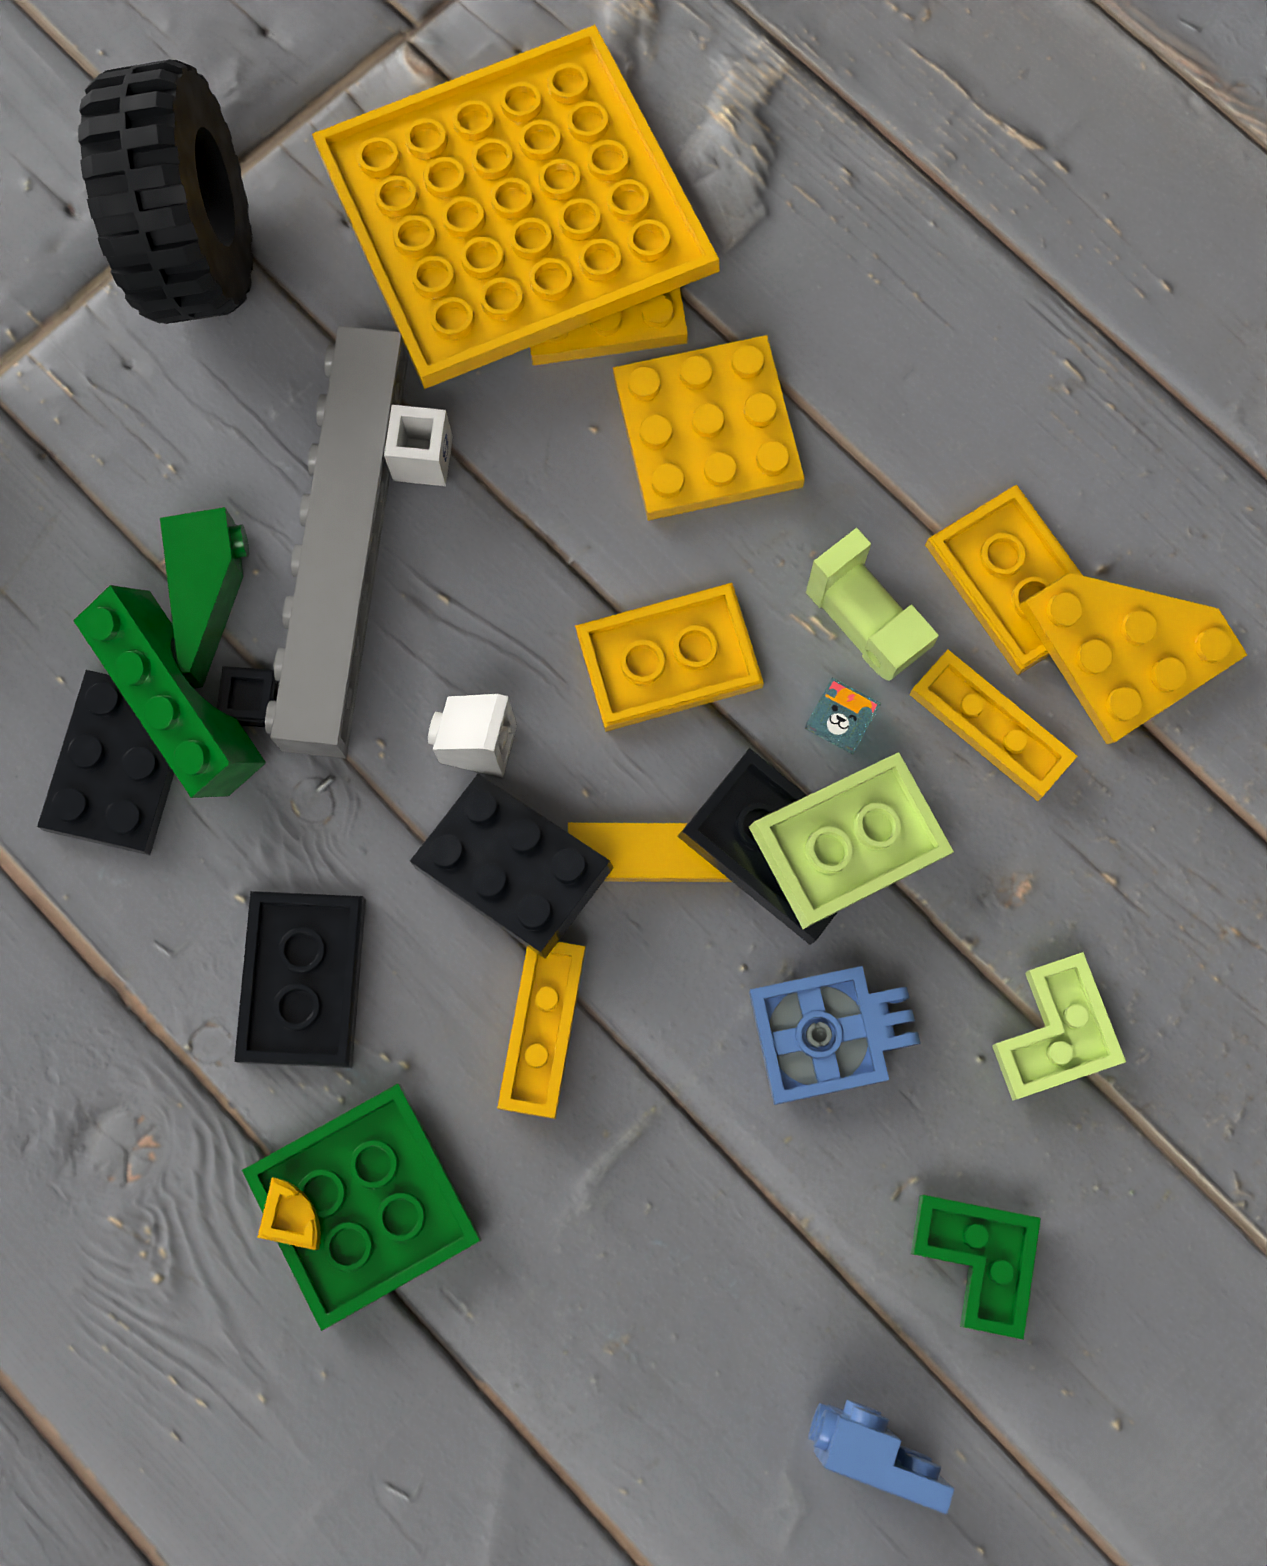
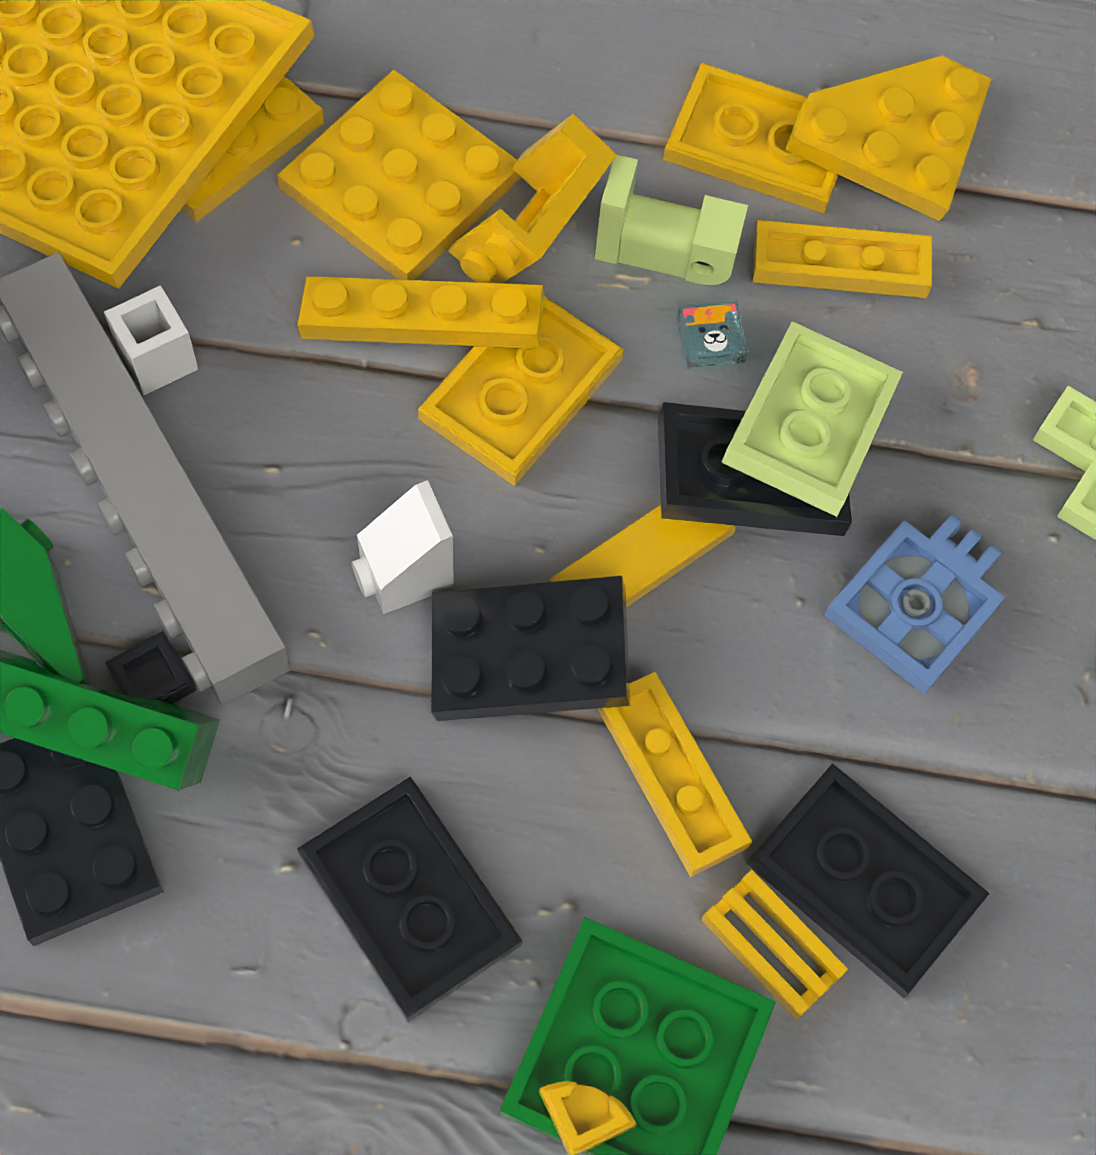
camera: 45 degrees left, 10 degrees down
(521, 1250) = (794, 928): none -> yellow tile
(621, 1205) = (868, 880): none -> black tile
(635, 552) = (422, 312): none -> yellow plate
(822, 518) = (563, 172): none -> yellow window

